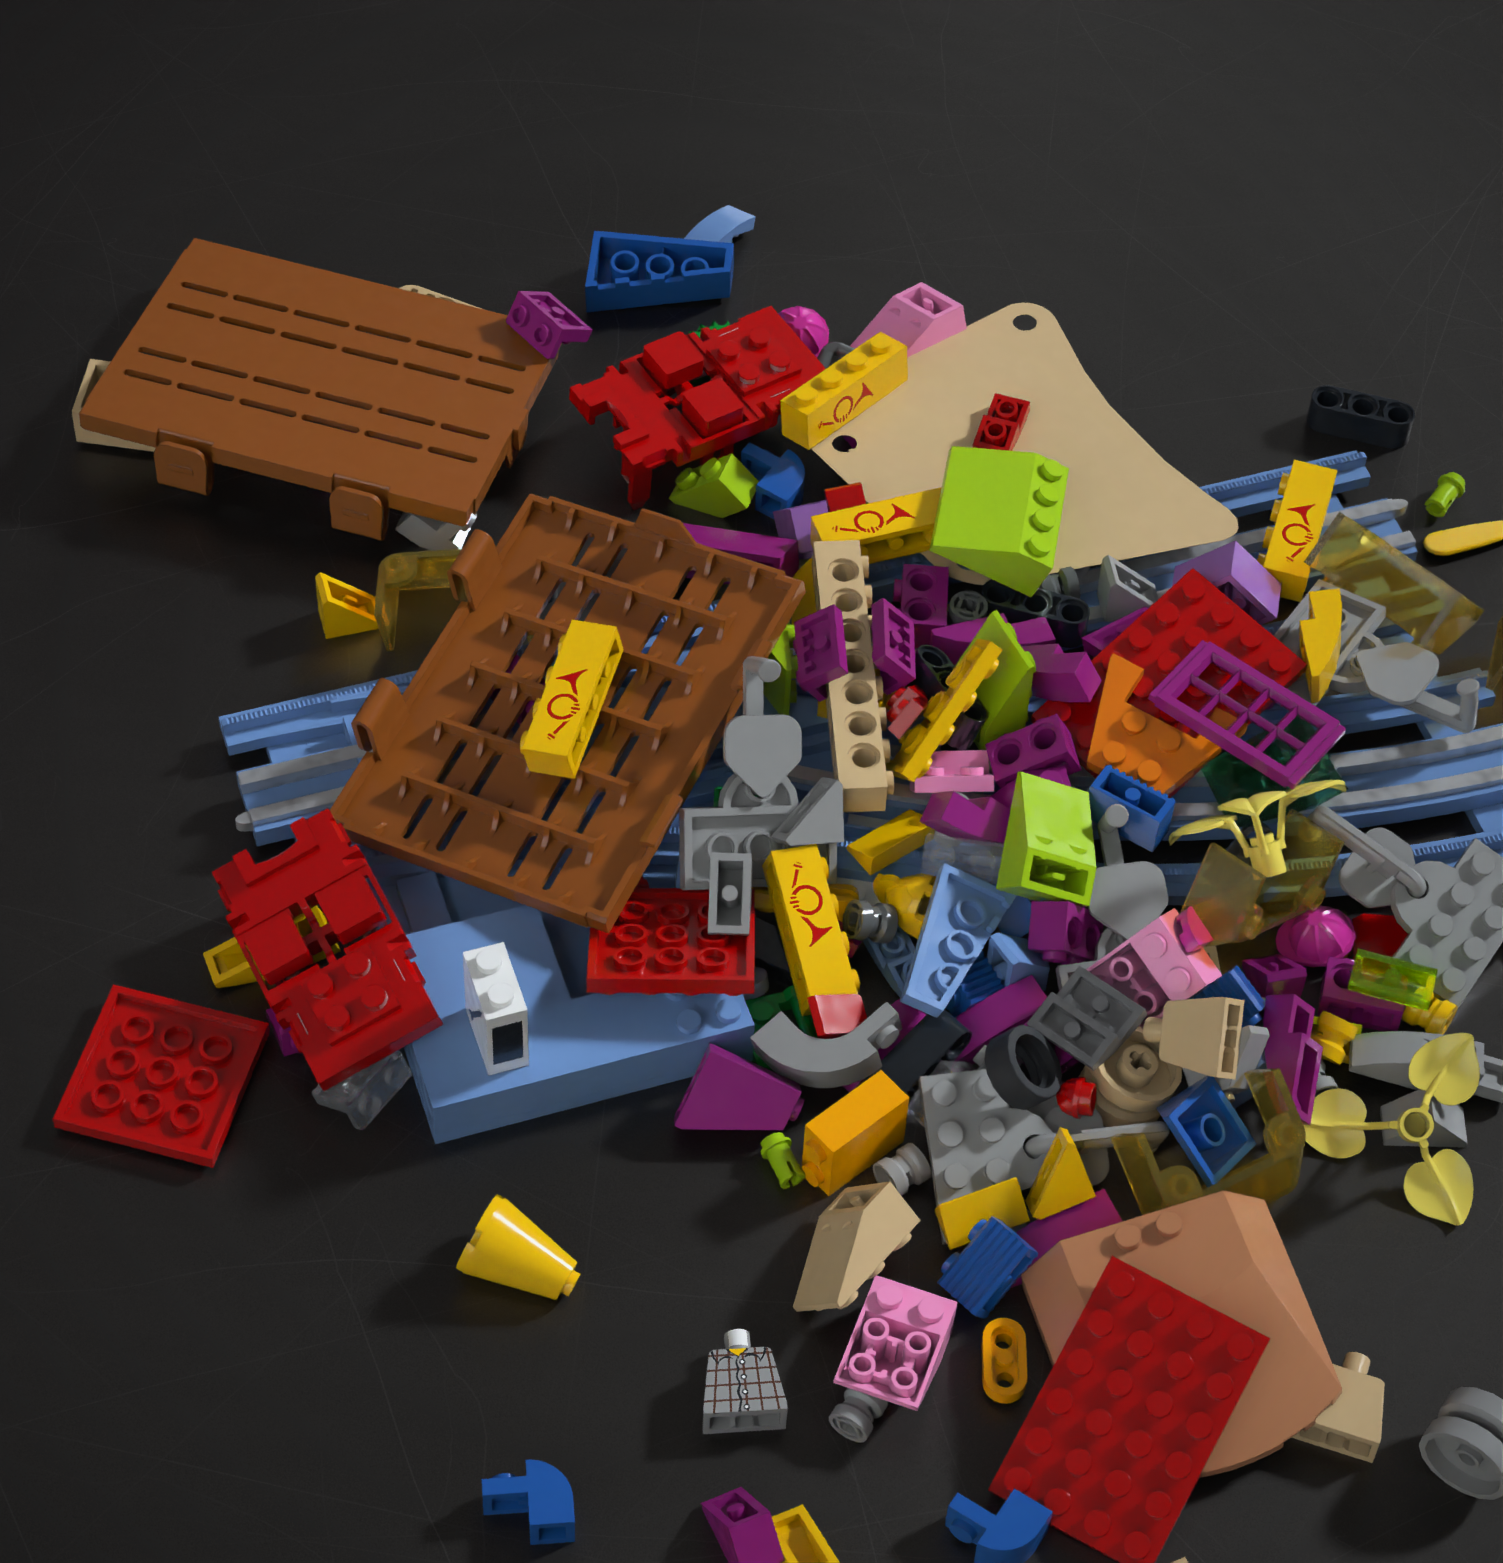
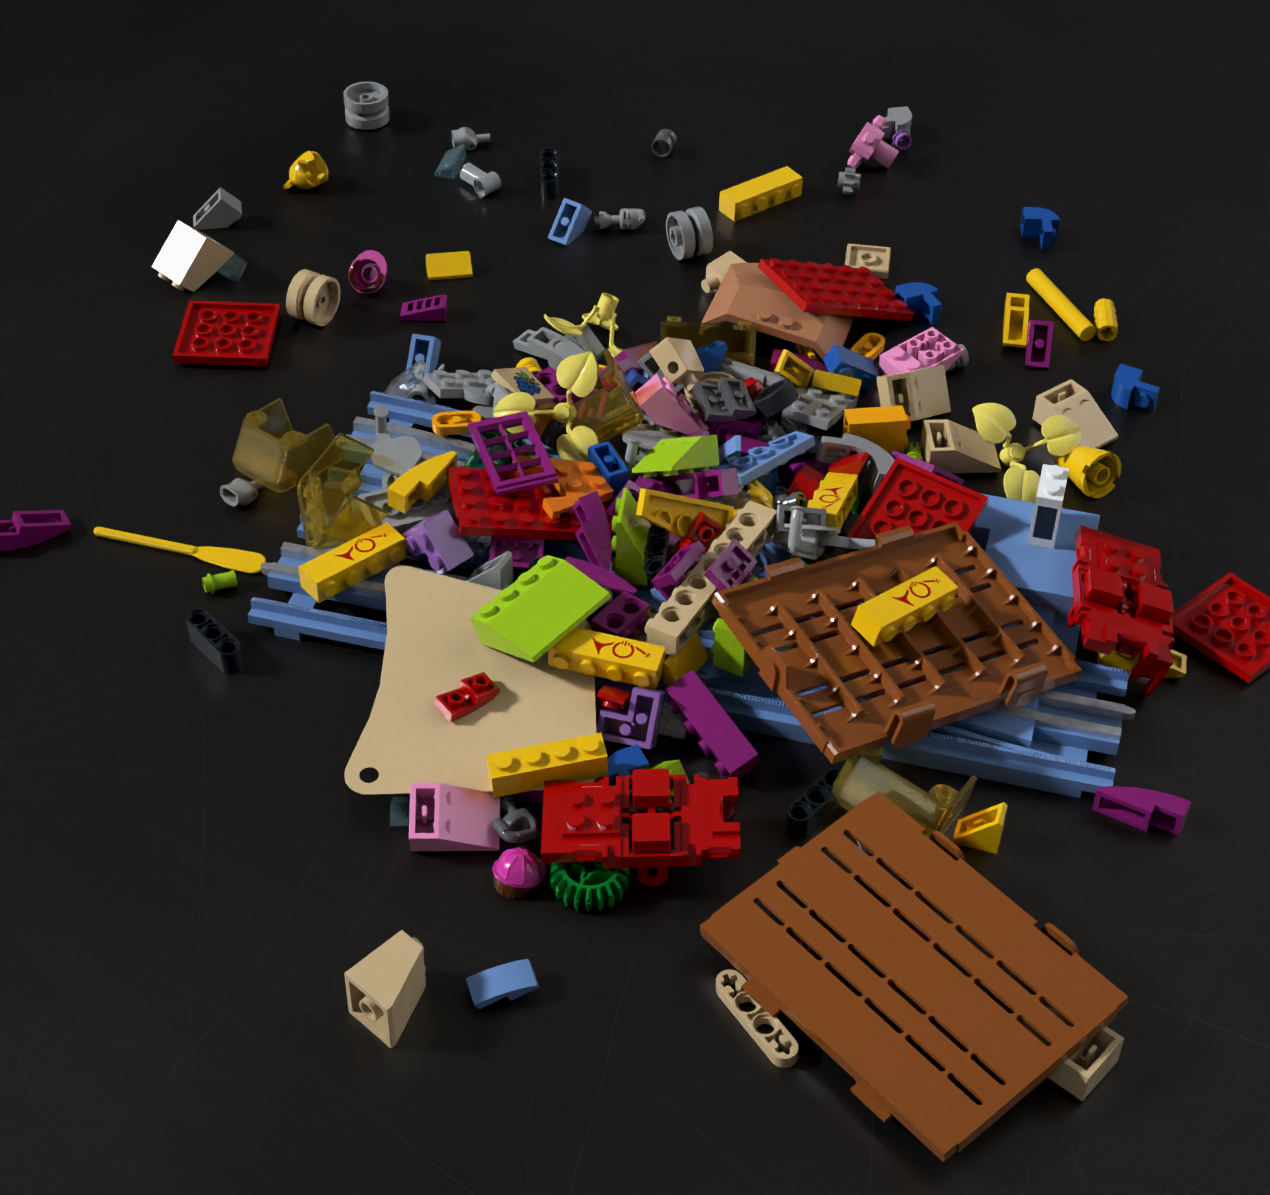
camera: 145 degrees left, 10 degrees down
(171, 725) = (1142, 807): none -> magenta slope
(545, 322) = (713, 917): magenta bracket -> none
(587, 1362) = (1079, 406): none -> tan slope
(634, 1224) = (993, 425): none -> light yellow plant
(655, 271) = (583, 963): blue wedge -> none
(721, 1193) = (957, 448): none -> tan slope
(730, 893) = (870, 515): light grey slope -> none
(742, 1388) = (1004, 384): light grey torso -> none
(808, 157) = (387, 986): none -> tan slope
(878, 976) = (806, 481): none -> red slope
(1194, 932) = (639, 390): dark pink tile -> none
(1387, 920) = (522, 381): none -> tan tile
(1392, 979) = (544, 364): clear neon green brick -> none
(1398, 804) = (454, 422): none -> light orange plate

